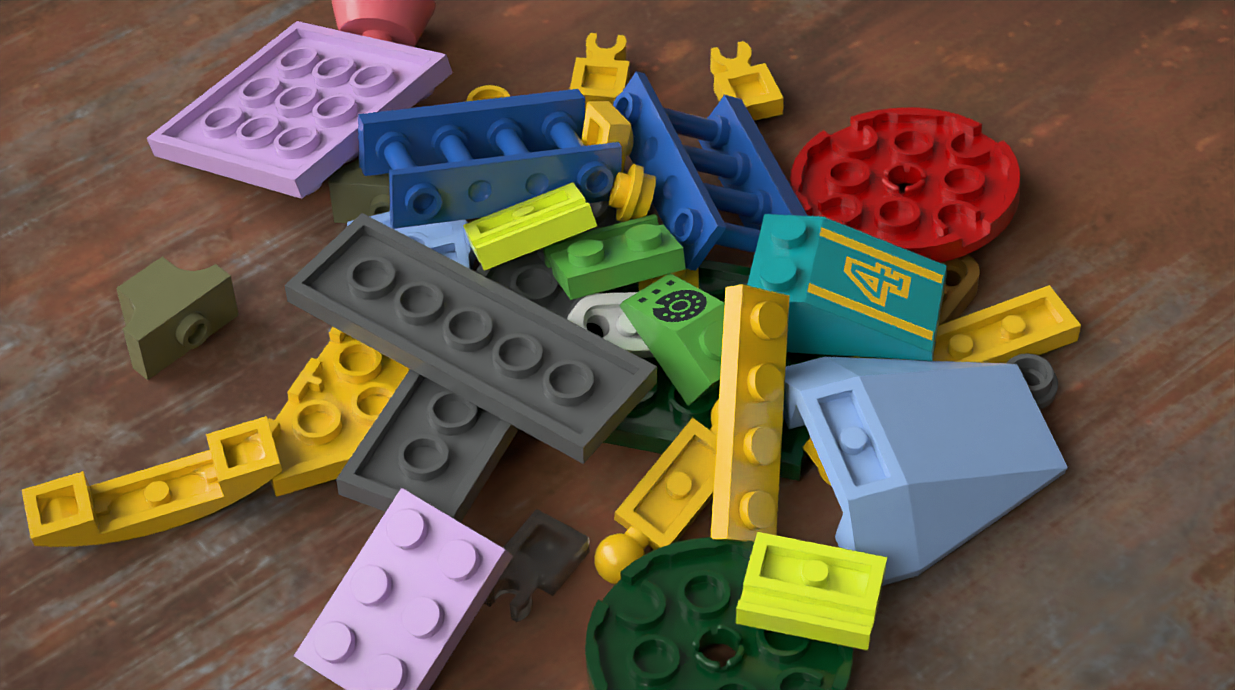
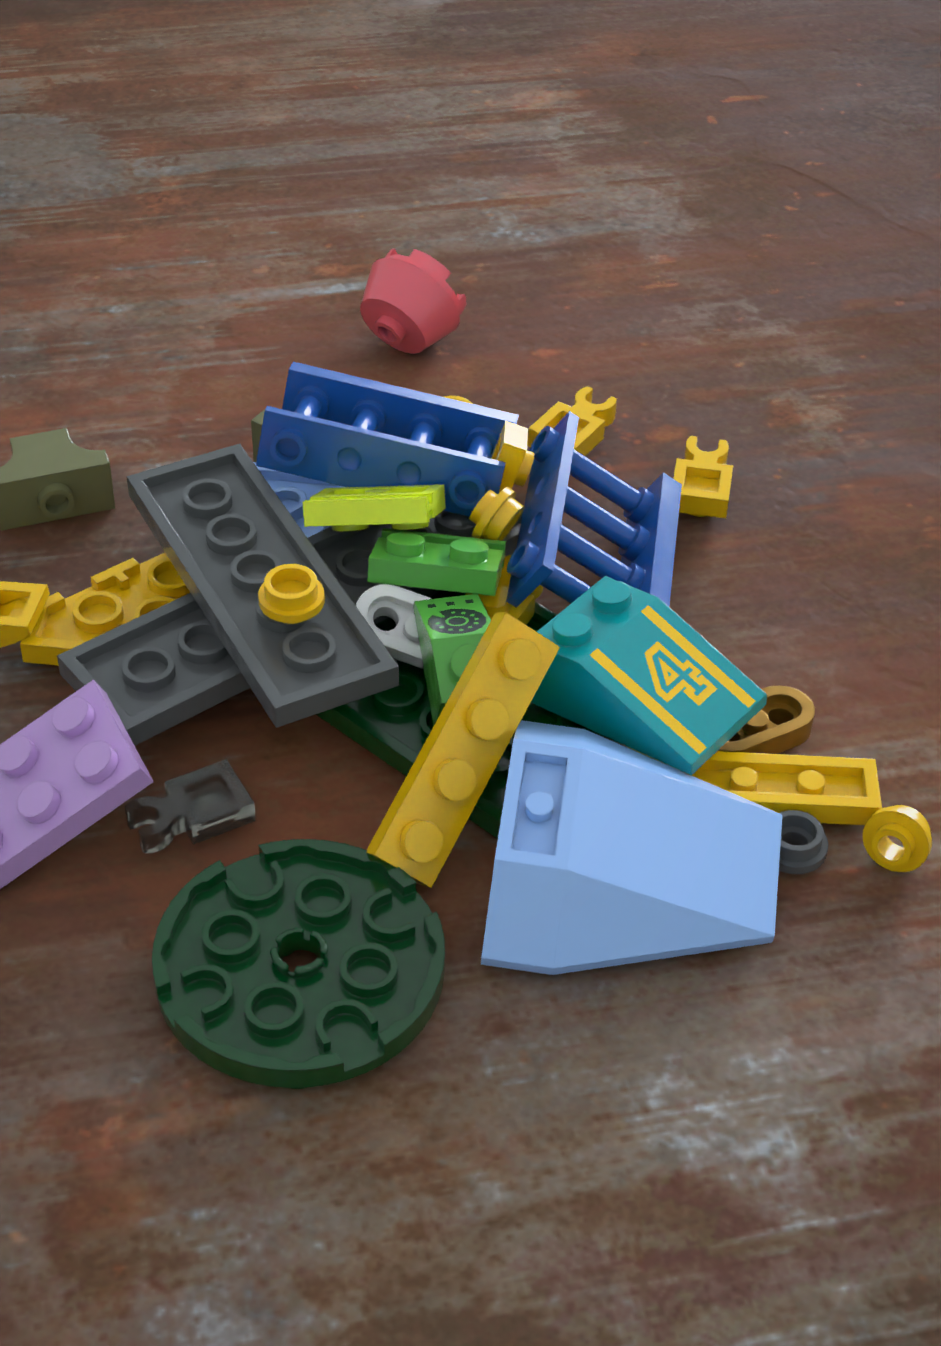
camera: 25 degrees right, 5 degrees down
(295, 107) = (247, 358): lavender plate -> none
(529, 339) = (291, 594): none -> yellow plate
(664, 499) = (345, 801): yellow plate -> none
(811, 590) = (414, 934): neon yellow plate -> none
(960, 180) = (799, 616): red plate -> none
(1105, 332) = (908, 827): none -> yellow plate

